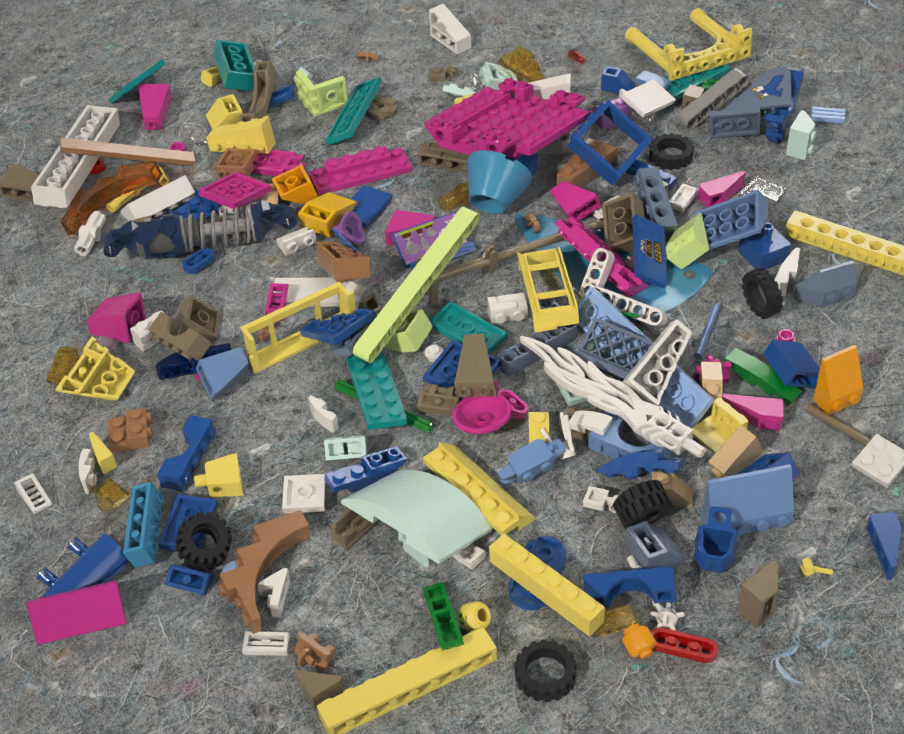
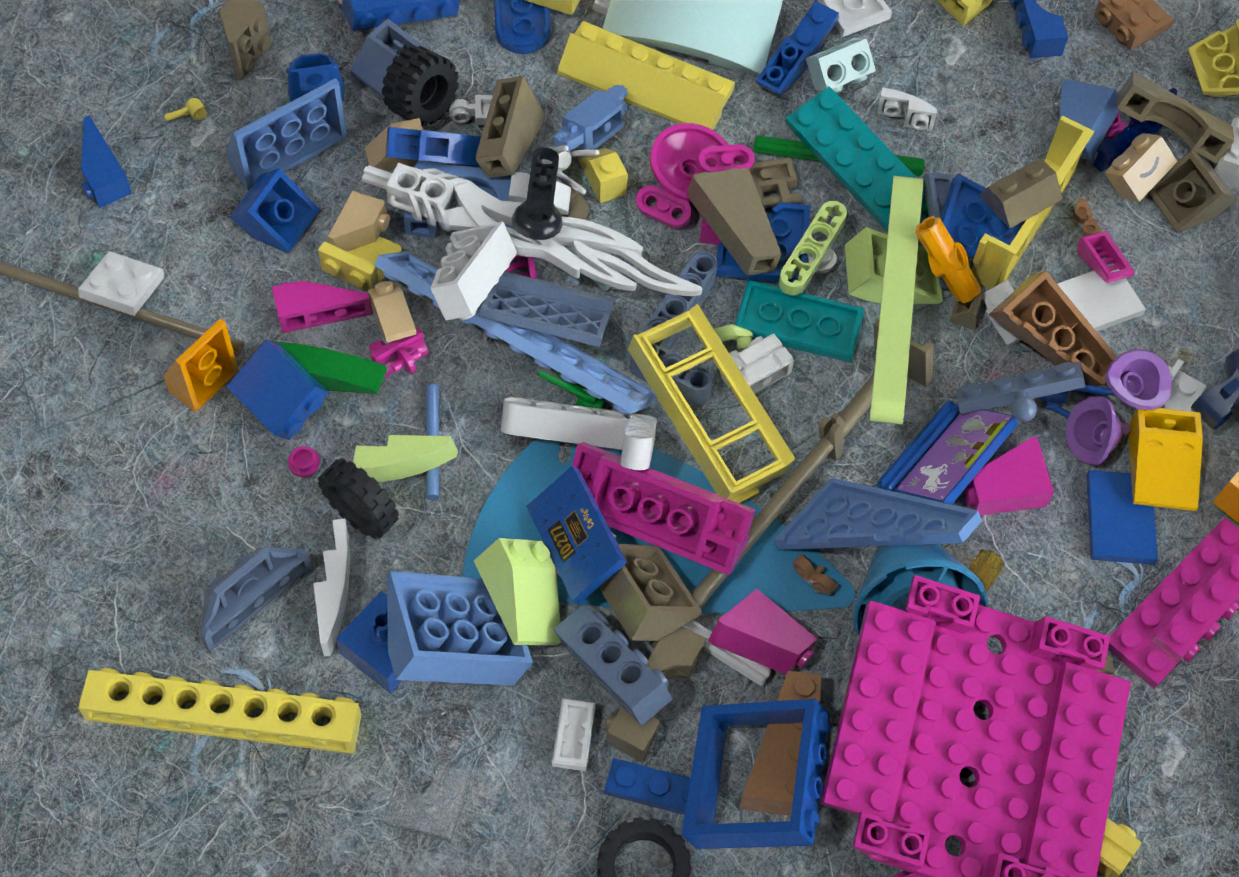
camera: 150 degrees right, 15 degrees up
(219, 330) = (1140, 167): none -> tan brick
(311, 306) = (1023, 193): none -> dark tan slope
(319, 229) = (1140, 379): none -> medium lavender helmet
(374, 301) = (948, 259): none -> light orange piece
(377, 249) = (1020, 390): none -> sand blue plate
(419, 358) = (812, 247): none -> yellowish green beam
(463, 401) = (723, 158): none -> dark pink plate
(498, 212) = (870, 516): none -> medium blue wing
(511, 327) = (736, 333): none -> yellowish green arm
(593, 456) = (509, 127): none -> dark tan slope
(595, 398) = (538, 216): none -> black beam
(713, 437) = (359, 222): none -> tan slope
(720, 189) = (512, 770): dark pink slope -> none
(728, 316) = (404, 456): none -> yellowish green slope
(735, 453) = (316, 219): tan slope -> none

